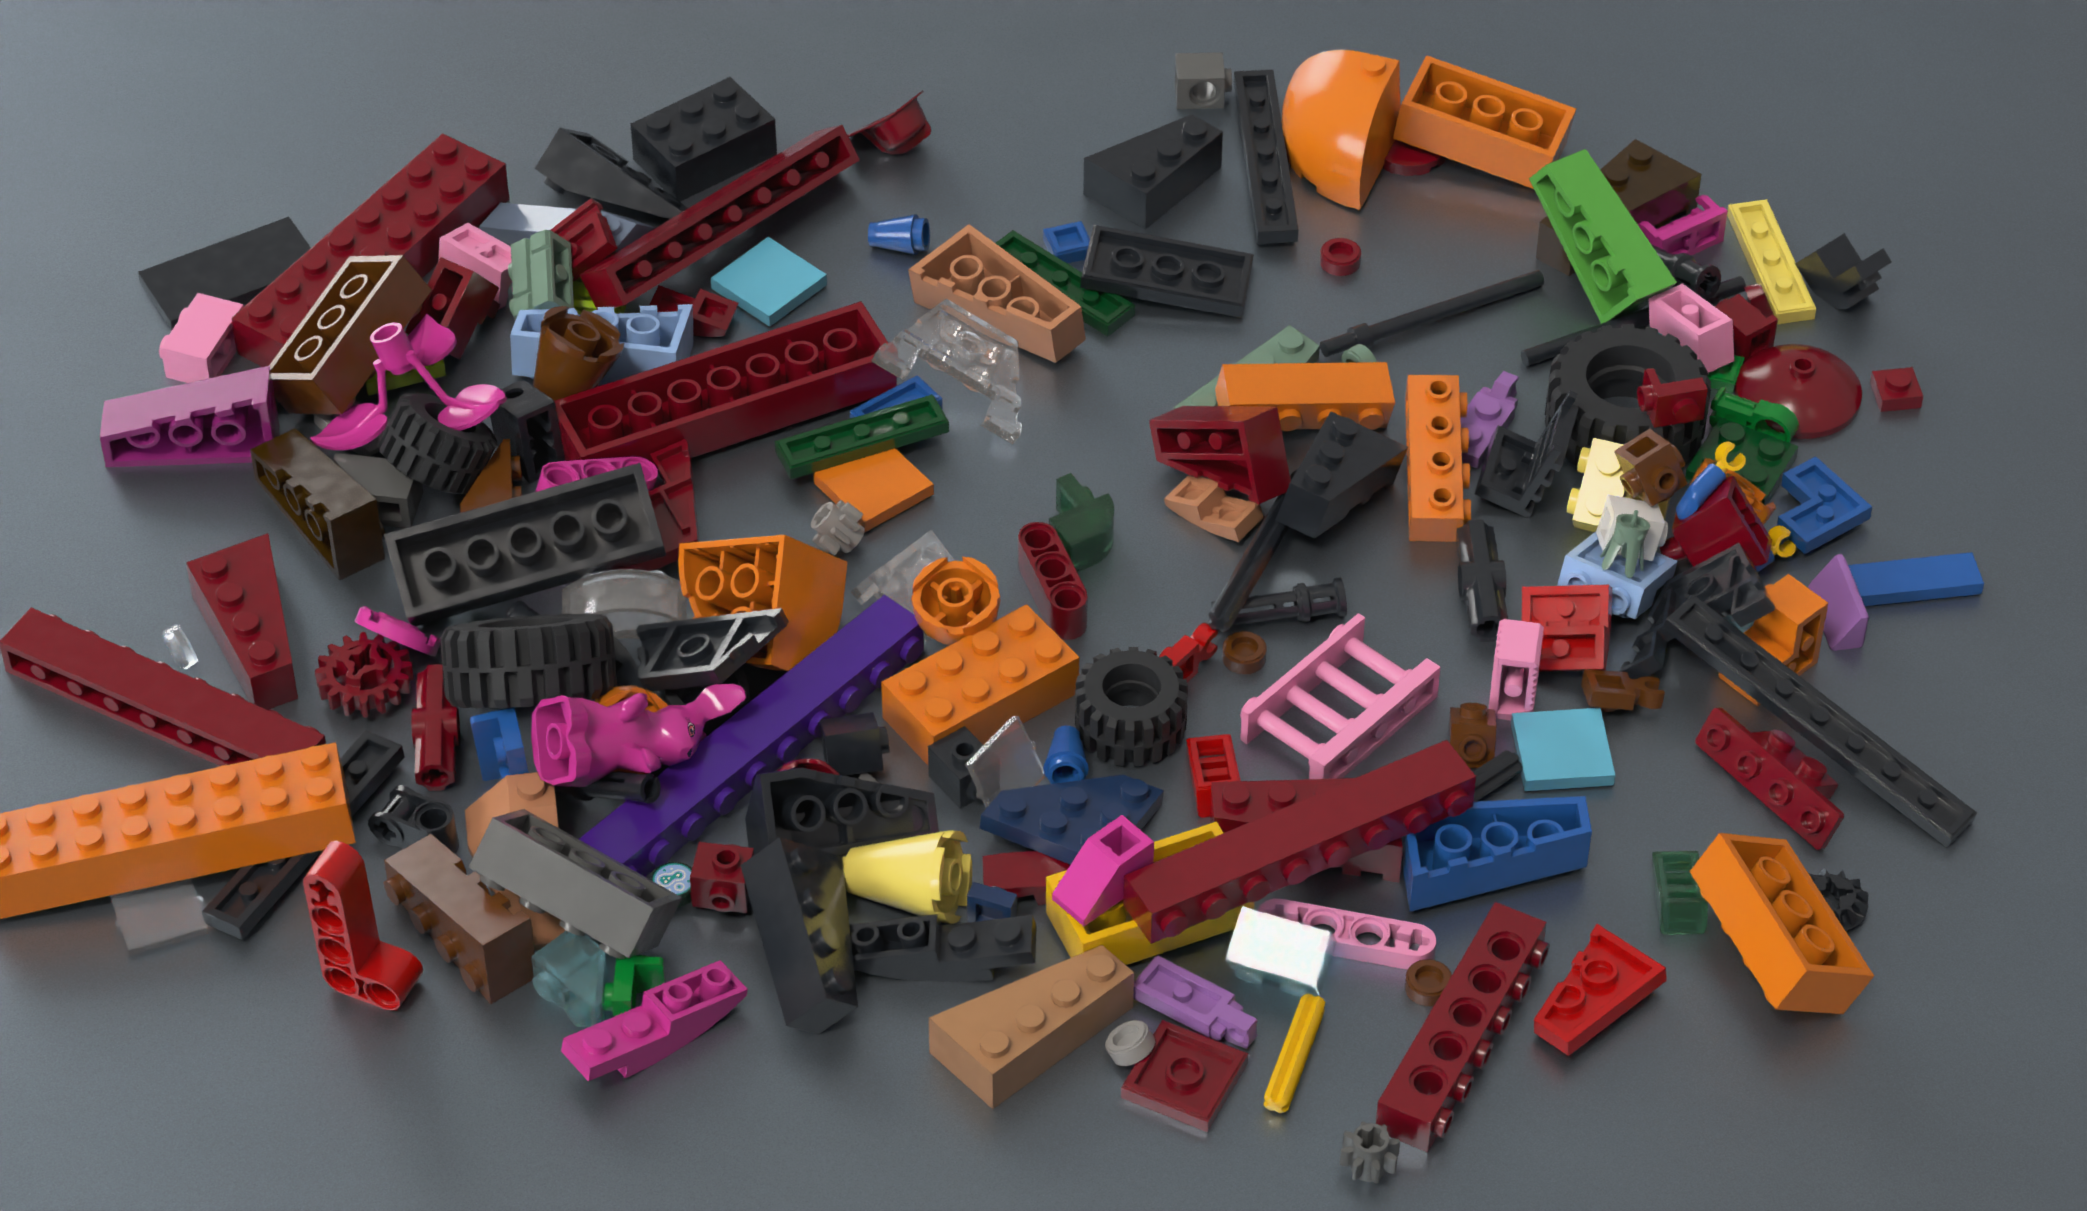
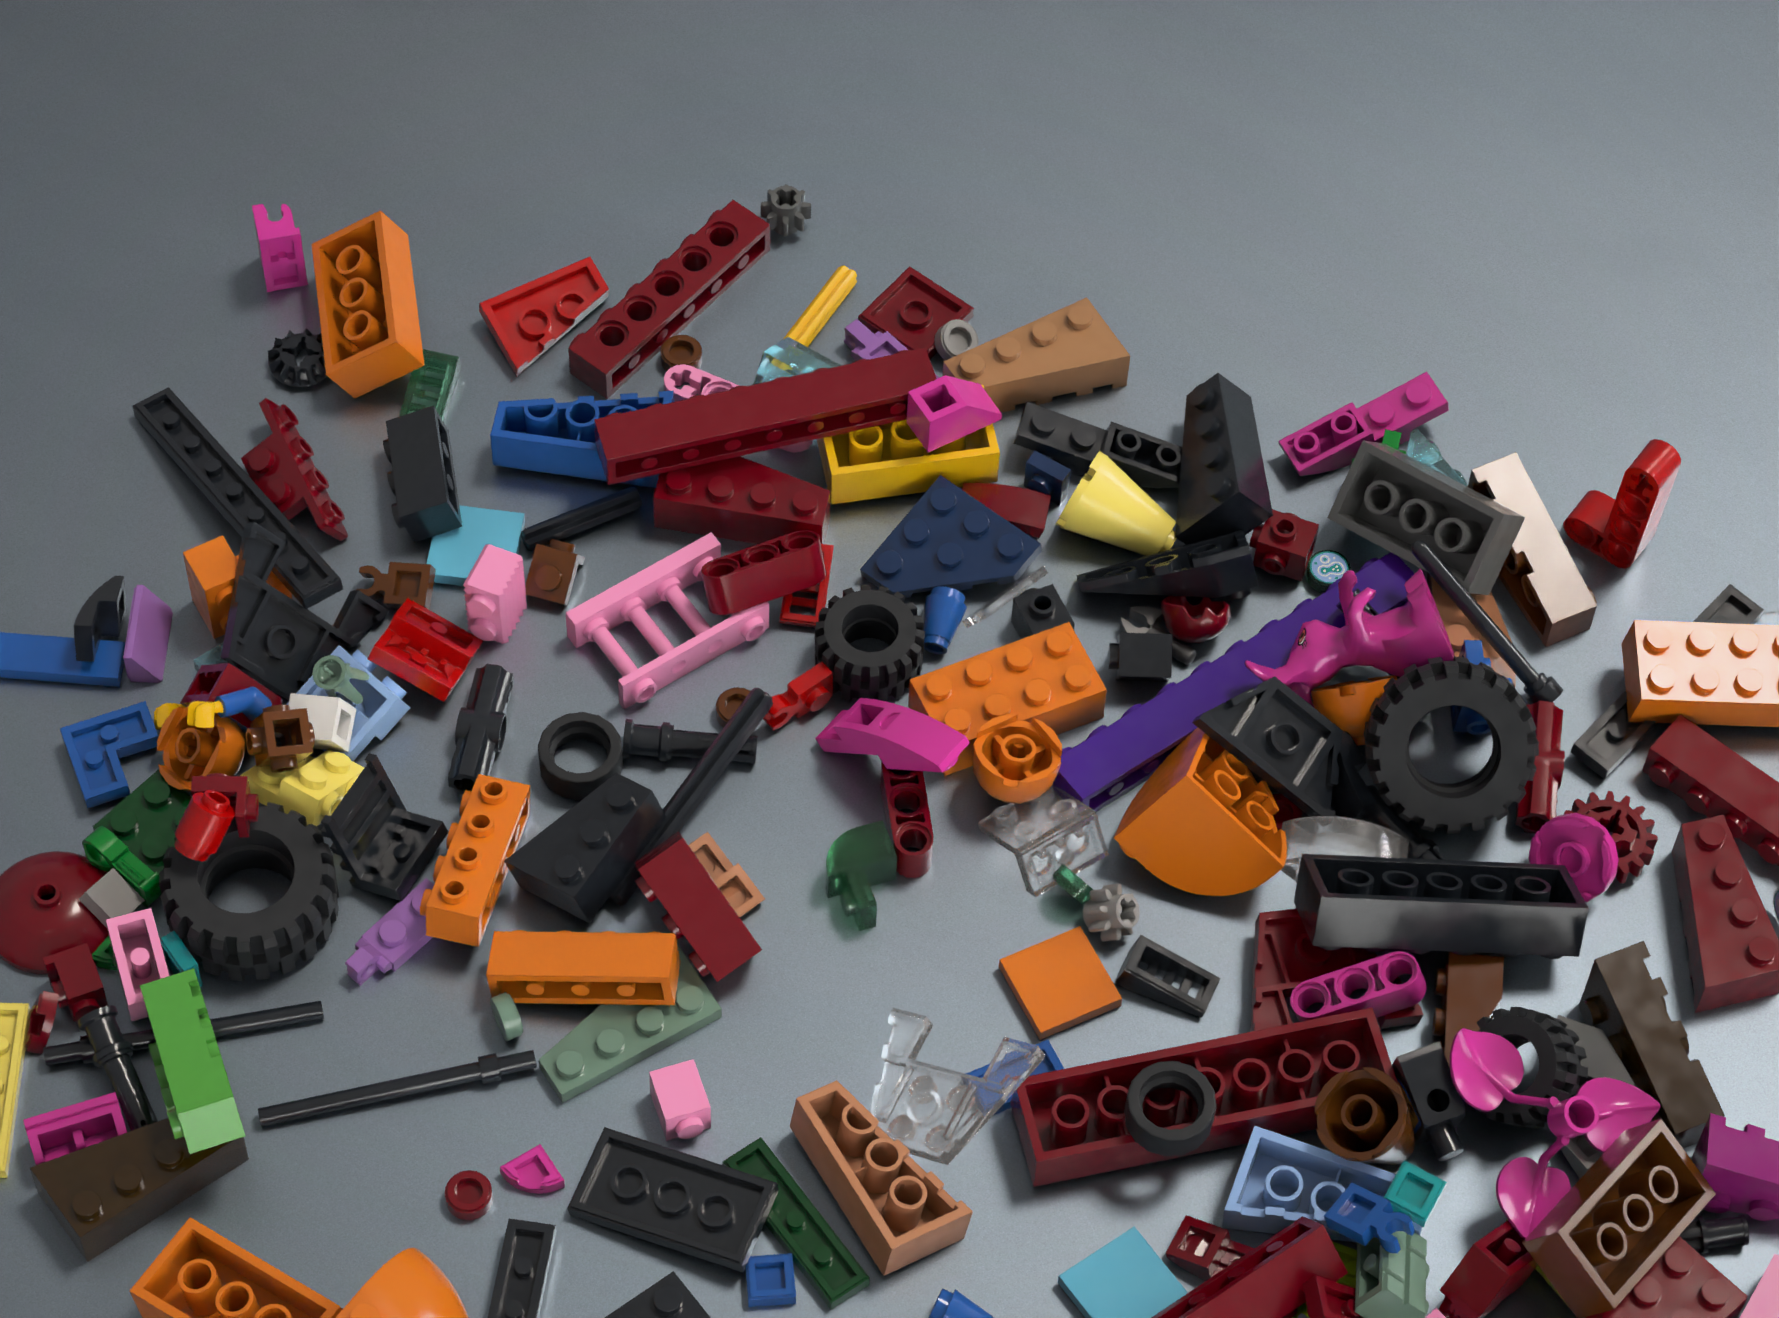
camera: 170 degrees left, 10 degrees up
(414, 819) = (1566, 664): black piece -> none
(443, 790) = (1537, 685): none -> black piece
(524, 320) = (1414, 1192): none -> teal tile
(566, 287) = (1366, 1215): none -> blue plate
(752, 359) = (1180, 1077): none -> black tyre
(802, 495) = (1148, 985): none -> black slope
(861, 436) = (1067, 1023): dark green tile -> none
(877, 544) = (1072, 884): none -> clear green tile
(1080, 583) = (894, 733): none -> dark pink slope
(1185, 333) = (680, 1100): none -> bright pink brick
(1268, 706) = (763, 572): none -> dark red beam
(1292, 281) = (533, 1172): none -> dark pink tile
(1379, 551) = (576, 727): none -> black tyre
(1641, 780) = (422, 474): none -> black brick
(1691, 363) = (203, 825): none -> red brick
(1749, 380) = (111, 897): none -> light grey tile
(1887, 595) = (100, 616): none -> black slope
(1909, 967) = (279, 249): none -> dark pink hinge

